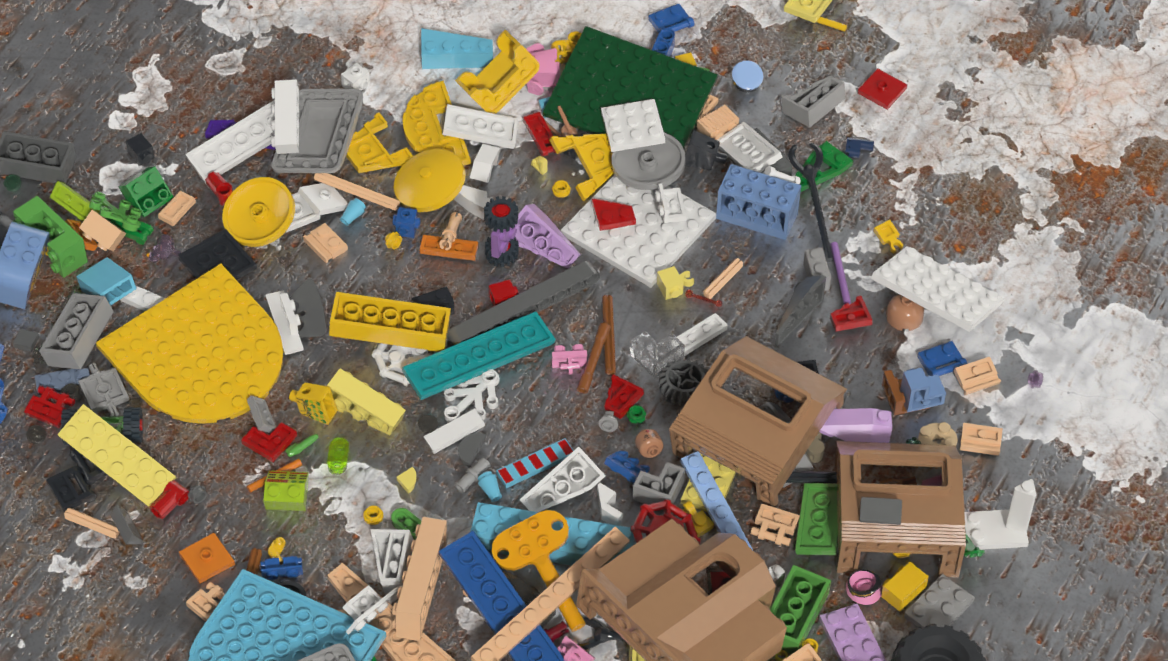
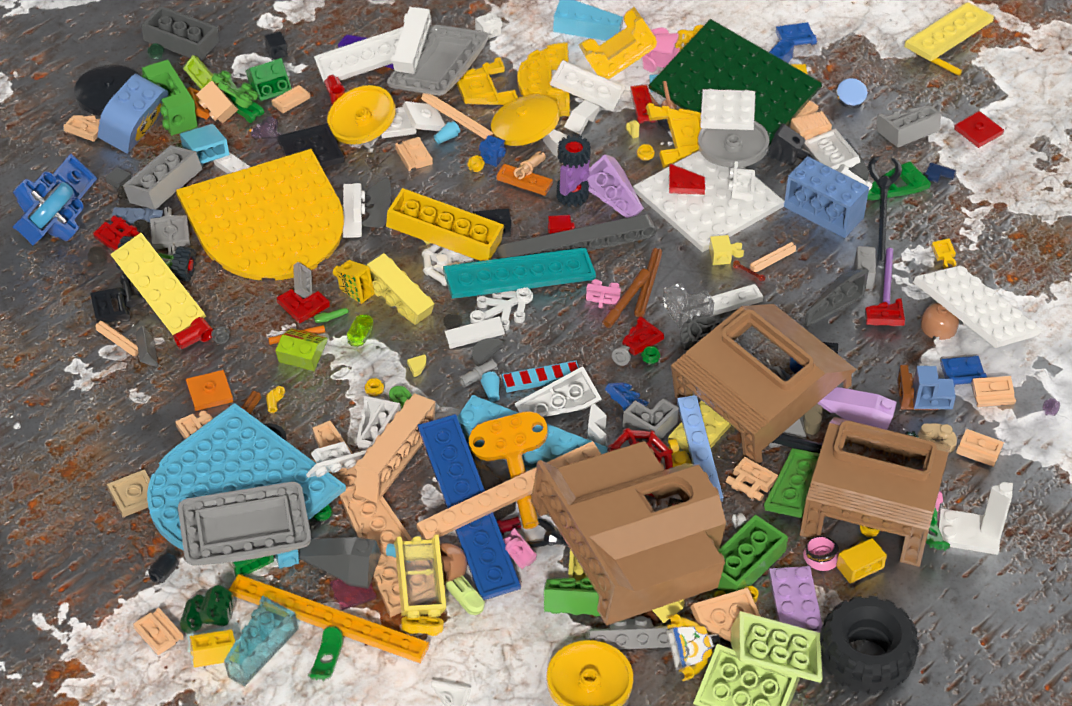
camera: 15 degrees right, 5 degrees down
(272, 569) = (264, 412): blue hinge -> none
(649, 443) = (653, 381): nougat head -> none
(880, 510) = (852, 479): dark grey slope -> none
(939, 604) = (895, 583): light grey plate -> none

